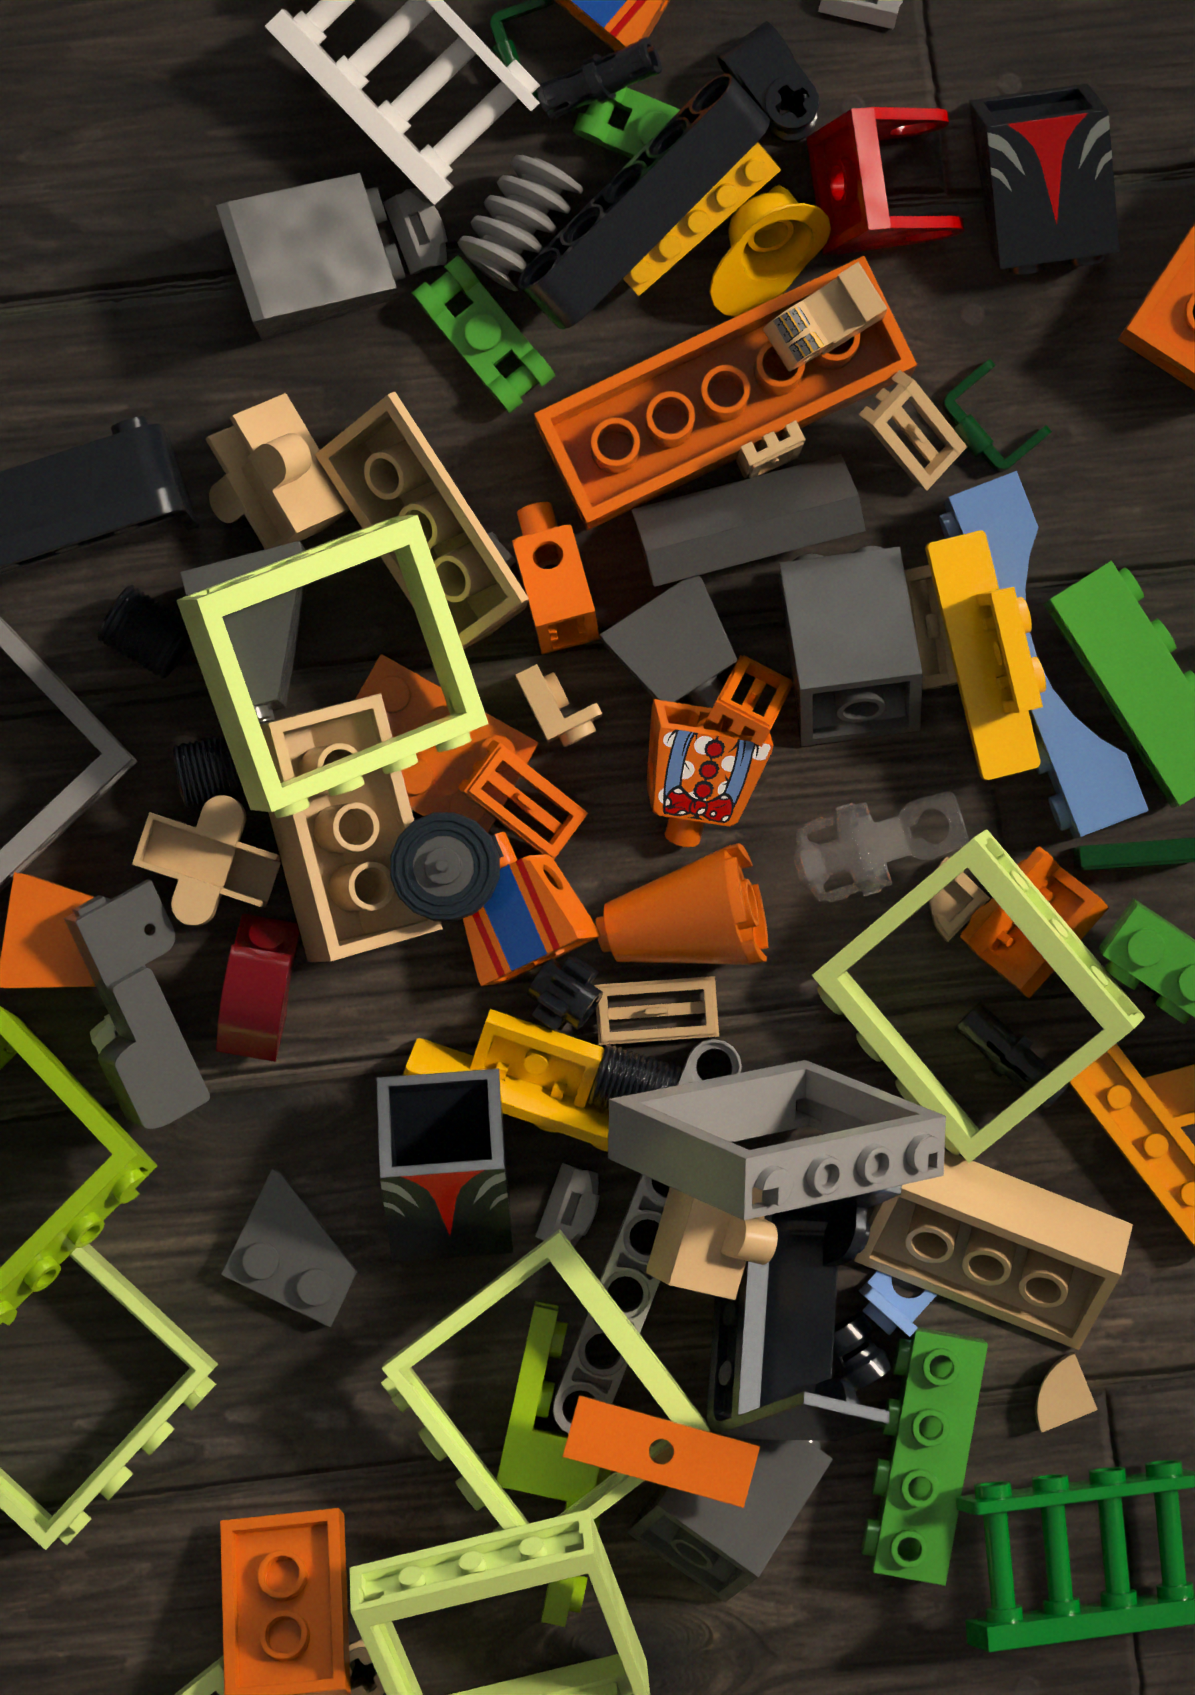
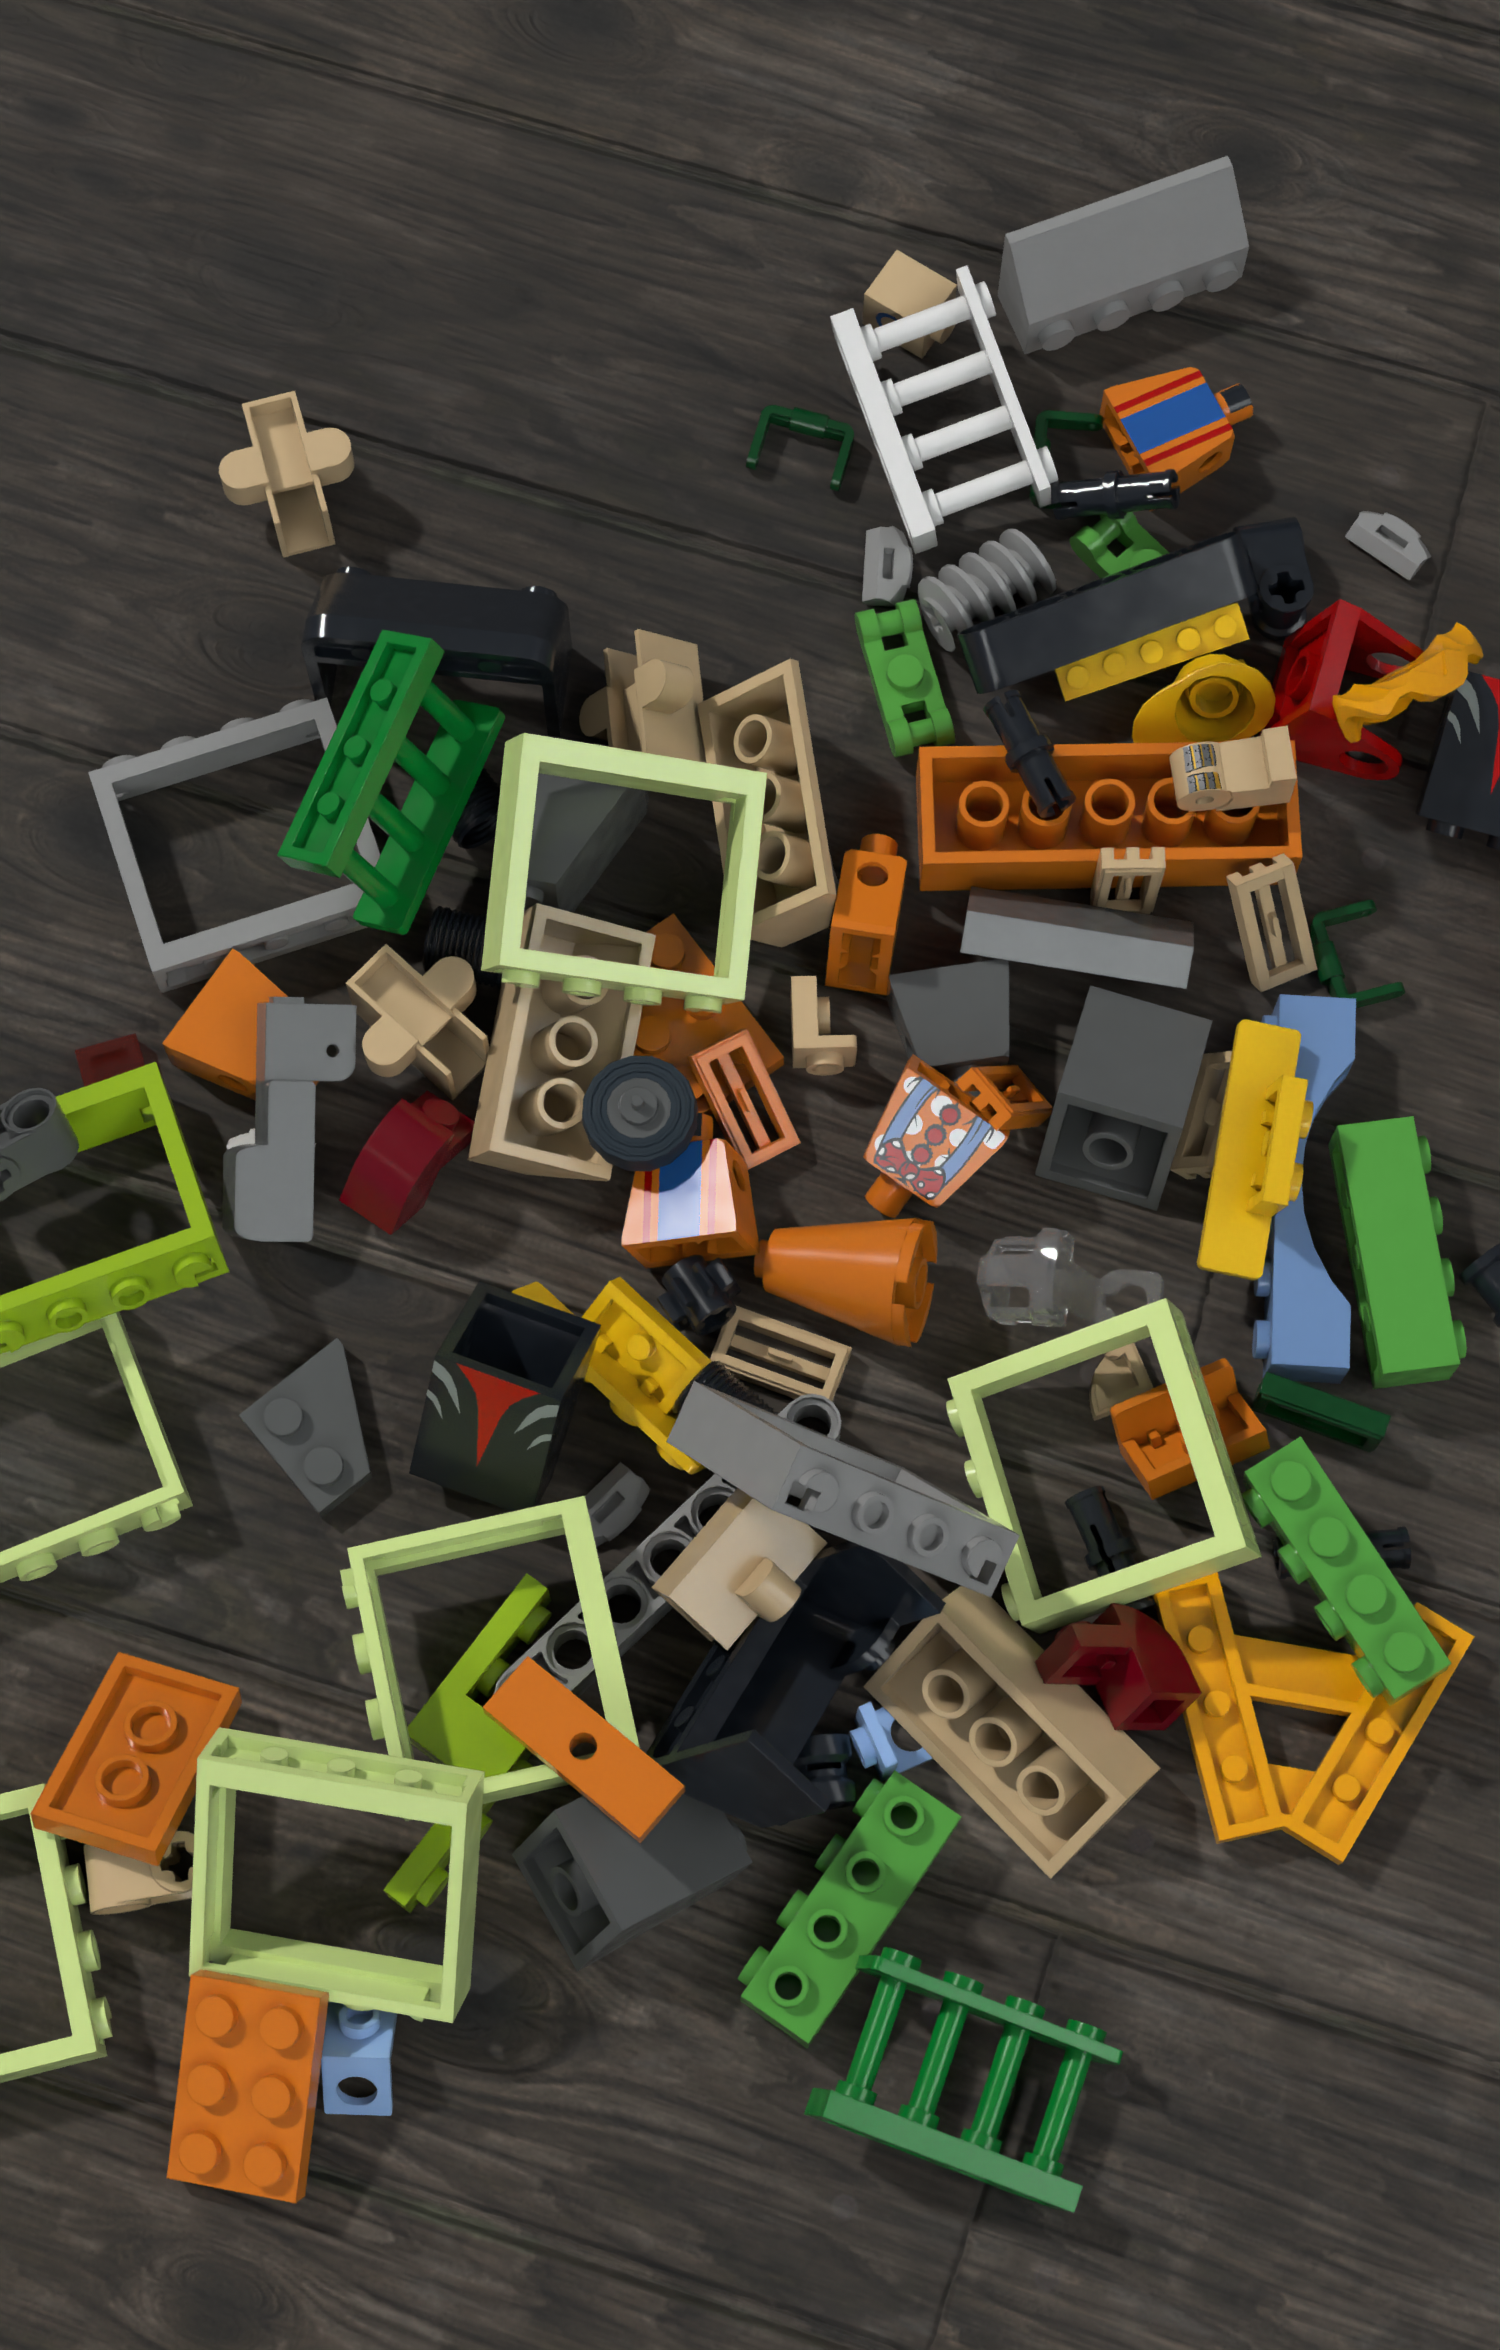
camera: 30 degrees right, 15 degrees down
(60, 676) = (357, 765): none -> green fence
(285, 120) = (806, 423): none -> dark green piece
(310, 253) = (776, 534): slope -> none
(636, 380) = (1029, 753): none -> black pin
(948, 158) = (1426, 679): none -> light orange piece
(1063, 1394) = (1015, 1915): tan tile -> none
(1071, 1147) = (1130, 1662): none -> dark red brick

